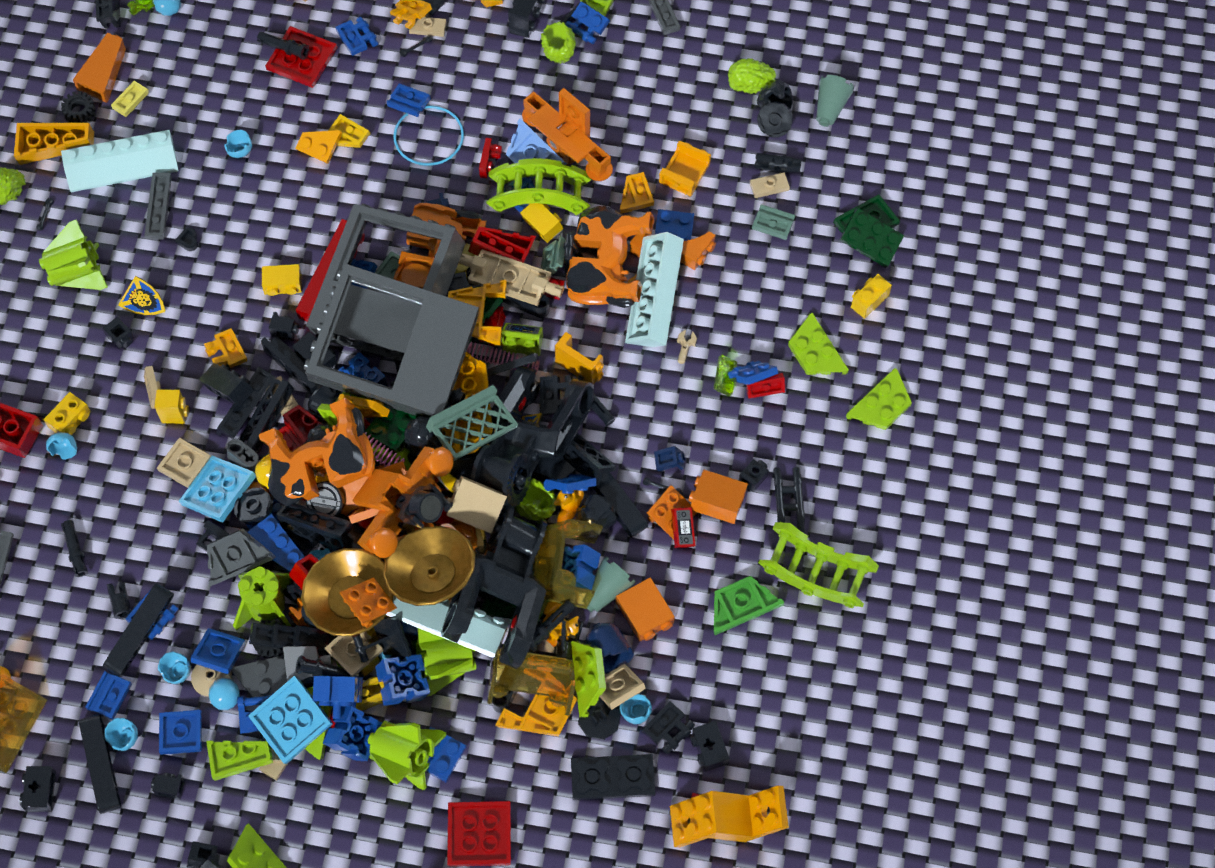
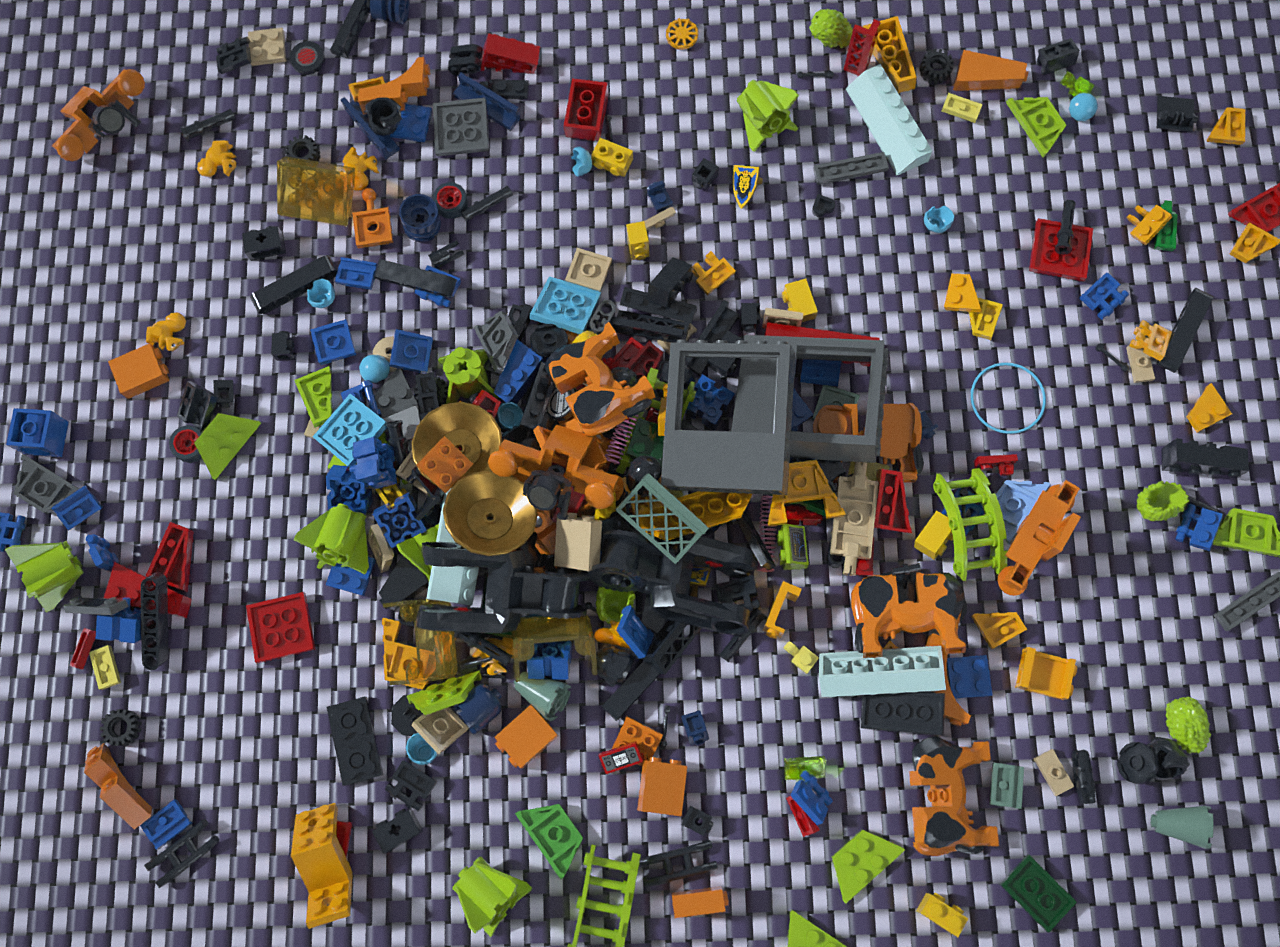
camera: 85 degrees right, 10 degrees up
(47, 157) = (865, 52): none -> red fence
(48, 580) = (458, 196): none -> wheel
(50, 661) = (364, 219): none -> orange plate
(66, 604) = (420, 209): none -> dark blue wheel
(126, 382) = (659, 196): none -> dark blue bracket
(167, 40) = (1038, 120): none -> lime wing
(174, 667) = (389, 319): medium azure hair -> none
(296, 293) = (782, 317): none -> tan plate
(408, 100) = (1041, 366): blue plate -> none
(424, 711) = (379, 547): none -> tan plate
(457, 396) = (694, 497): black plate -> none
(464, 699) = (403, 583): none -> black slope
(553, 256) = (893, 556): sand green plate -> none
(624, 356) = (803, 658): none -> light yellow plate
(685, 345) = (830, 718): tan bar -> none
(694, 281) = (904, 712): none -> black piece
(785, 664) = (487, 895): none -> lime brick
(793, 273) = (946, 825): none -> orange animal
(826, 484) = (699, 902): none -> orange brick
(871, 237) = (1016, 903): dark green plate -> none

